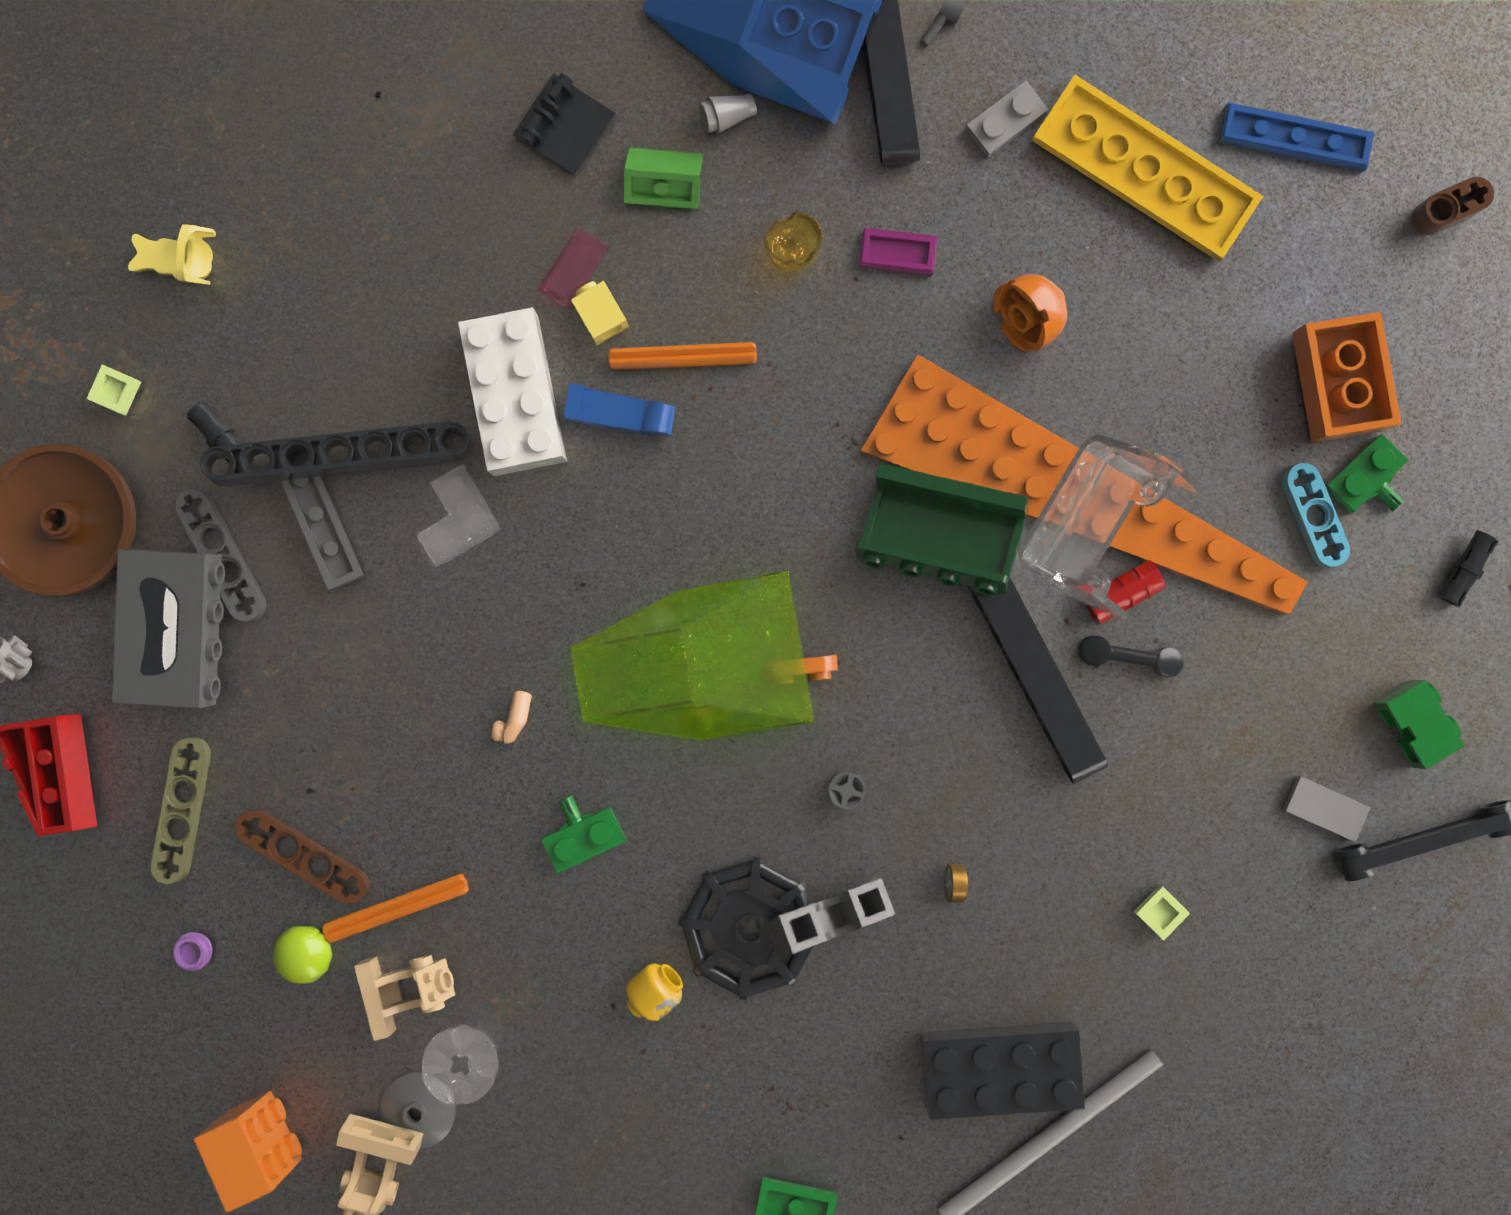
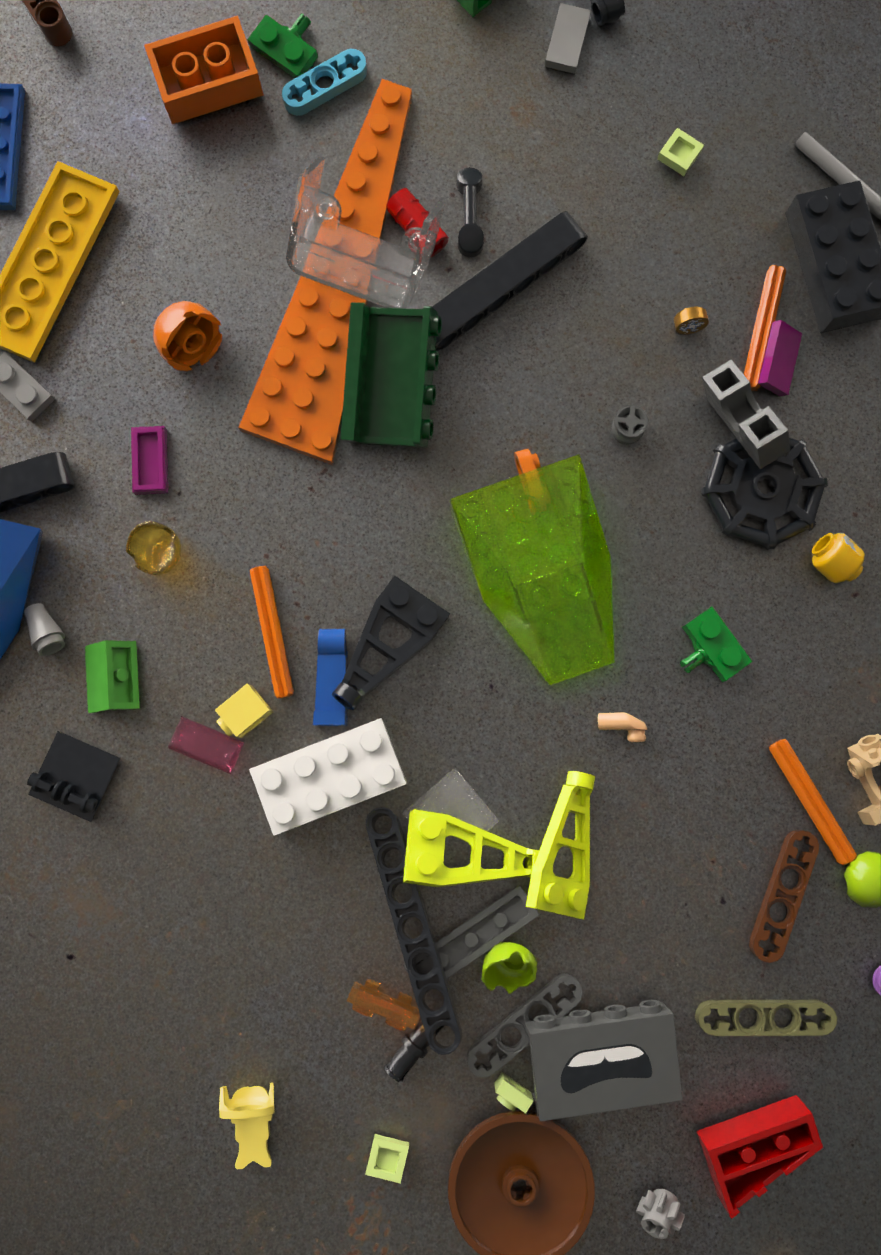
camera: 100 degrees left, 5 degrees down
(153, 529) = (512, 1094): none -> yellowish green plate
(271, 394) = (368, 1000): none -> clear orange plate
(281, 549) = (509, 967): none -> lime hair
(344, 618) = (553, 892): none -> neon yellow plate
(416, 481) = (427, 846): none -> neon yellow plate
(680, 510) = (410, 610): none -> black plate
(894, 976) = (780, 358): none -> magenta tile
(935, 966) = (766, 315): none -> orange axle

